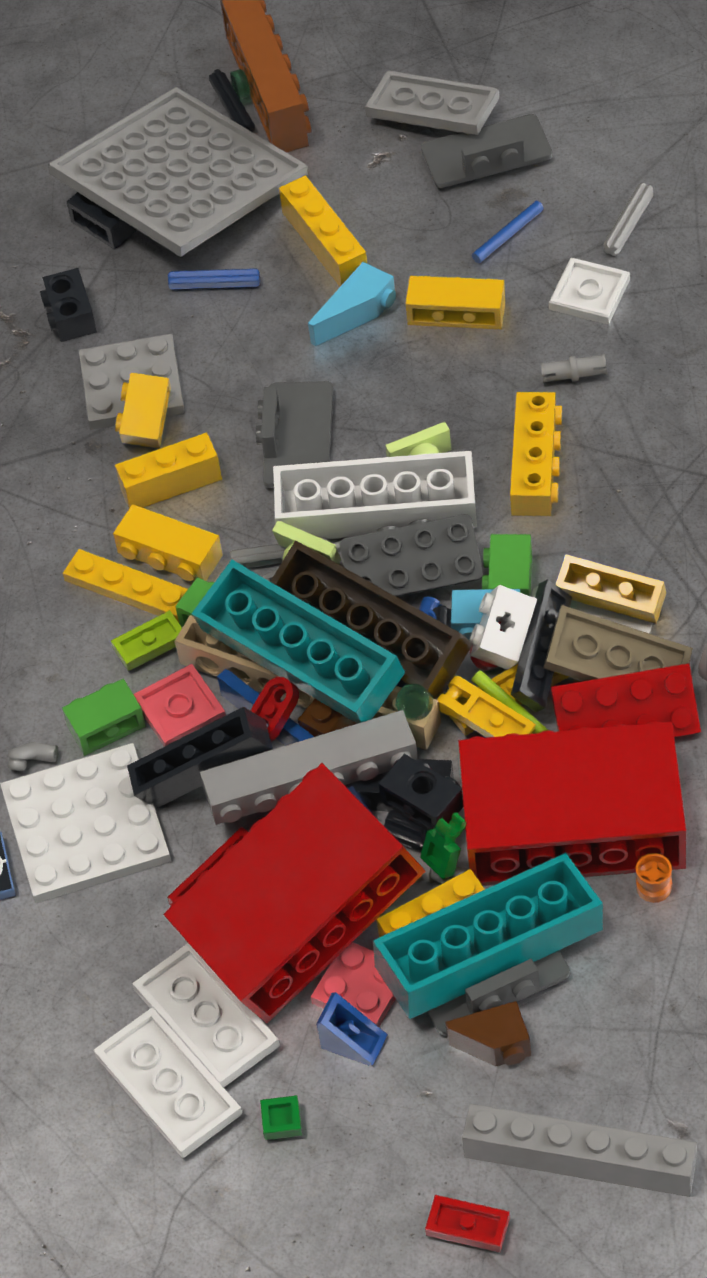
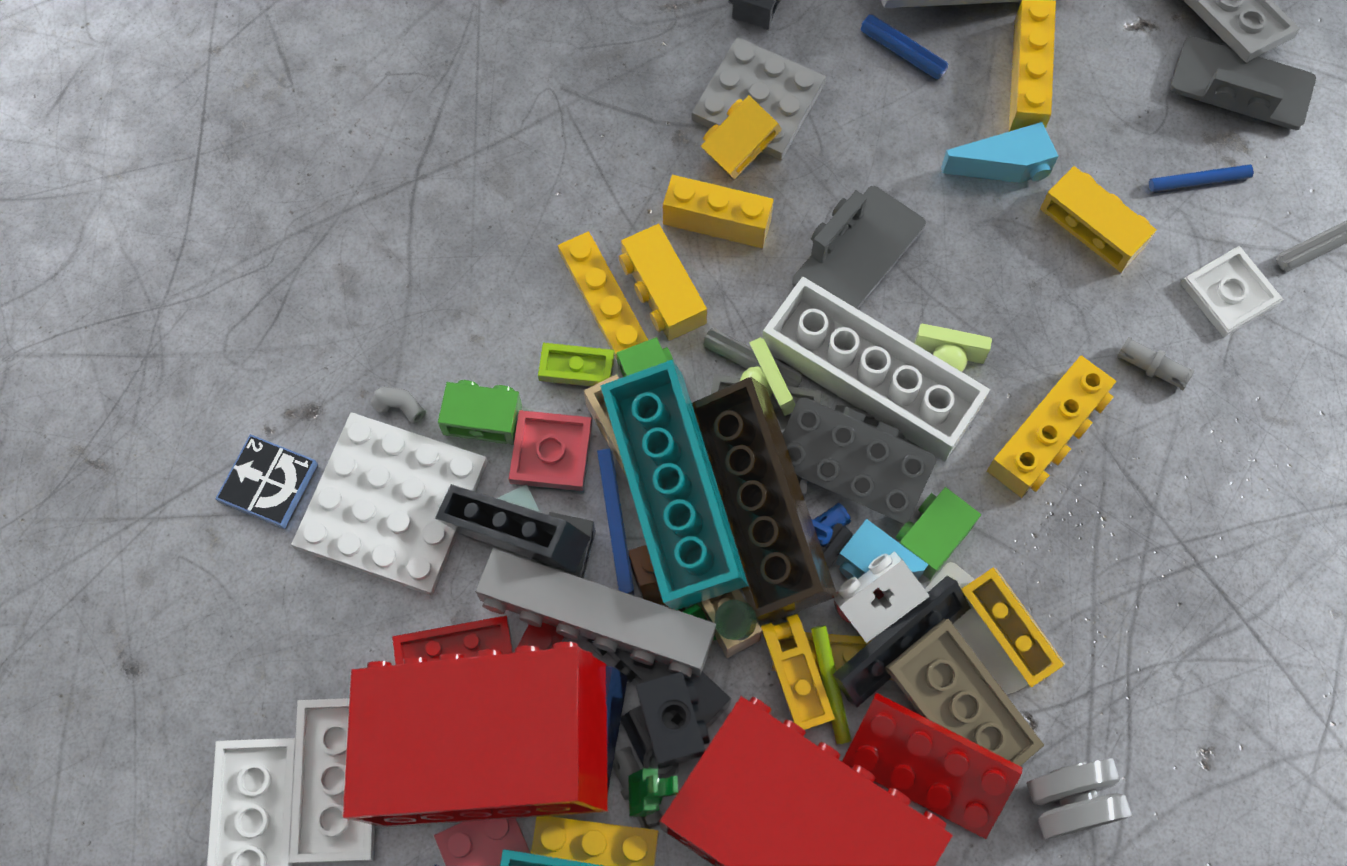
camera: 30 degrees right, 15 degrees up
(271, 708) = (609, 525): red plate -> none

